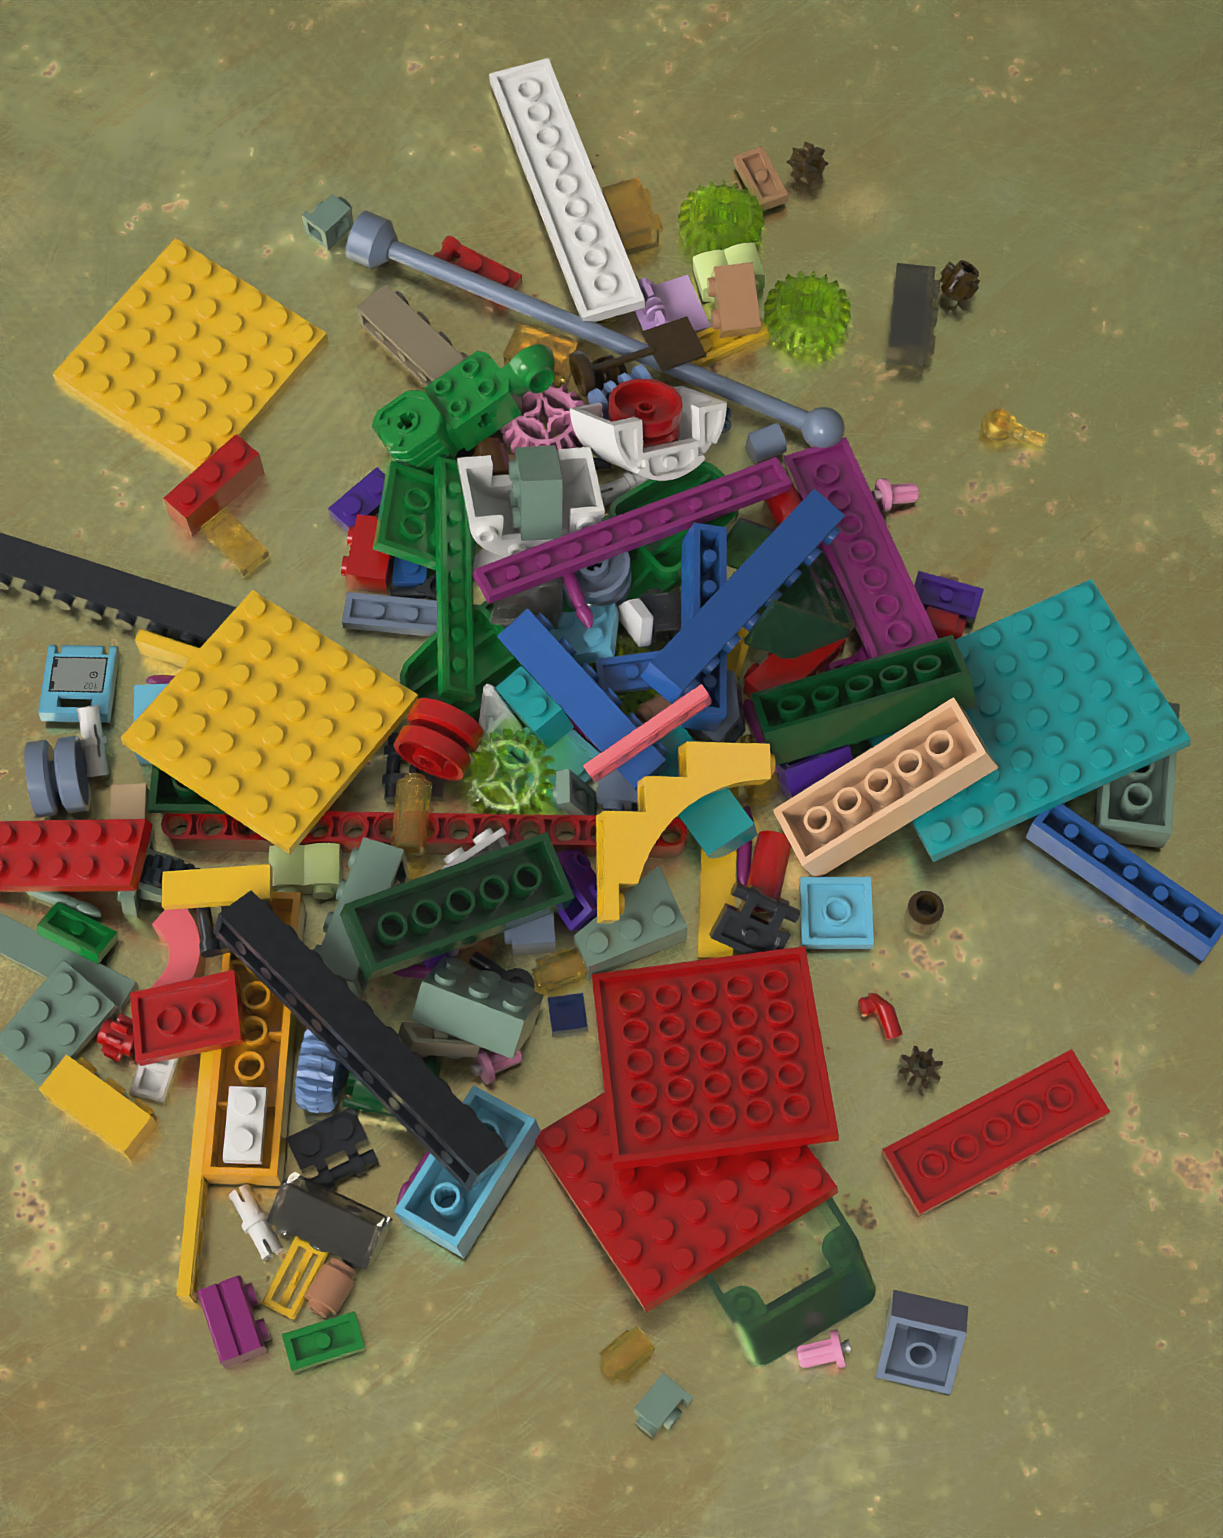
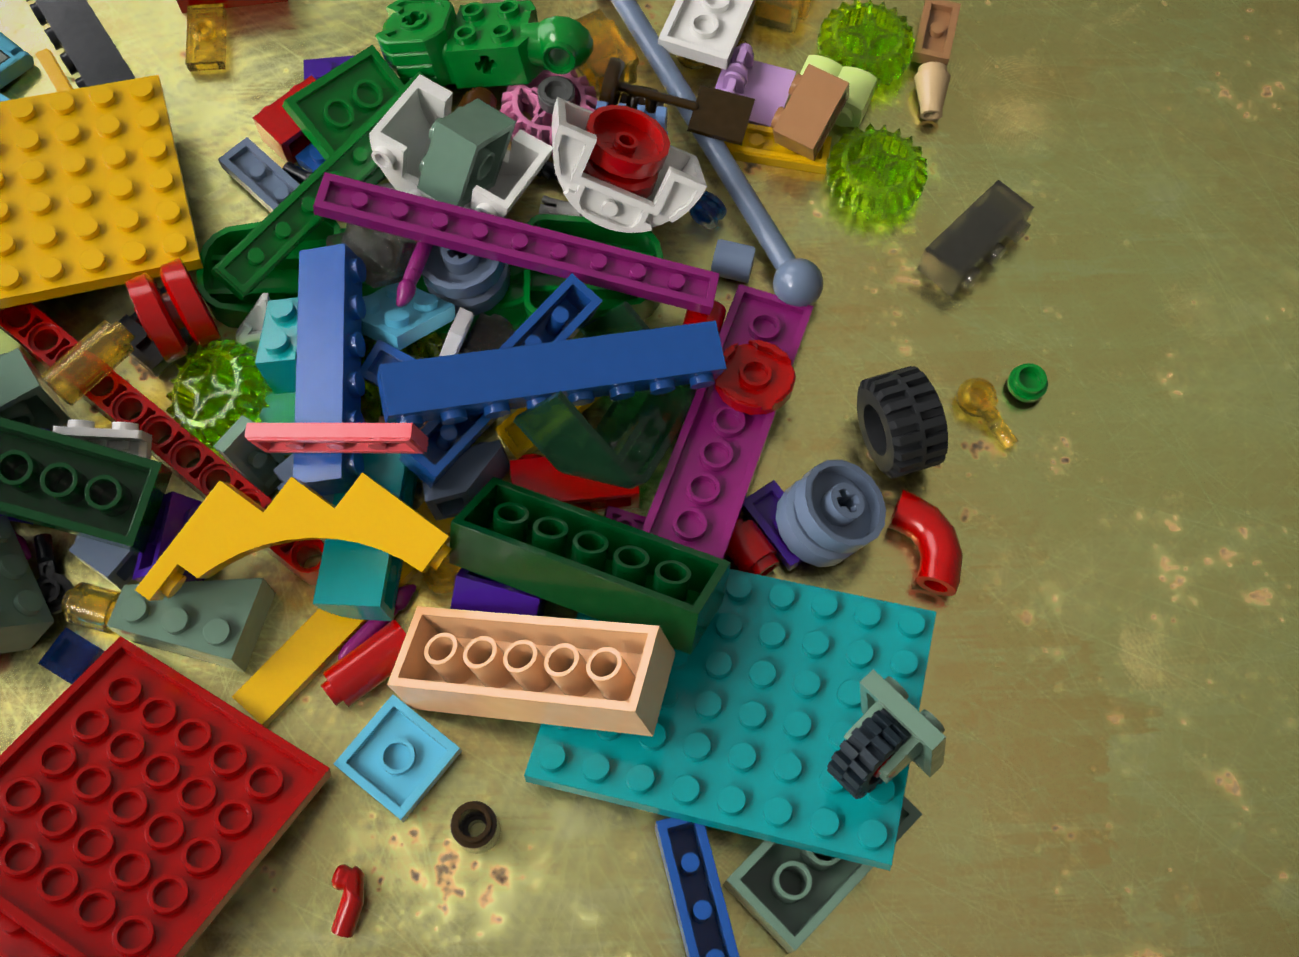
camera: 35 degrees right, 0 degrees up
(549, 408) = (552, 88): none -> dark grey tile
(750, 933) = (291, 711): black plate -> none
(792, 223) = (931, 88): none -> tan cone
(807, 162) = (1000, 46): dark brown gear -> none
(863, 510) = (756, 378): none -> red tile
(888, 494) = (817, 392): bright pink piece -> none
(959, 280) = (1050, 237): dark brown gear -> none
(972, 474) = (902, 421): none -> black tyre
(975, 565) = (830, 513): none -> sand blue wheel
(1022, 392) = (1027, 382): none -> green plate
(1048, 537) = (935, 541): none -> red cylinder
(1134, 664) = (886, 738): none -> plate

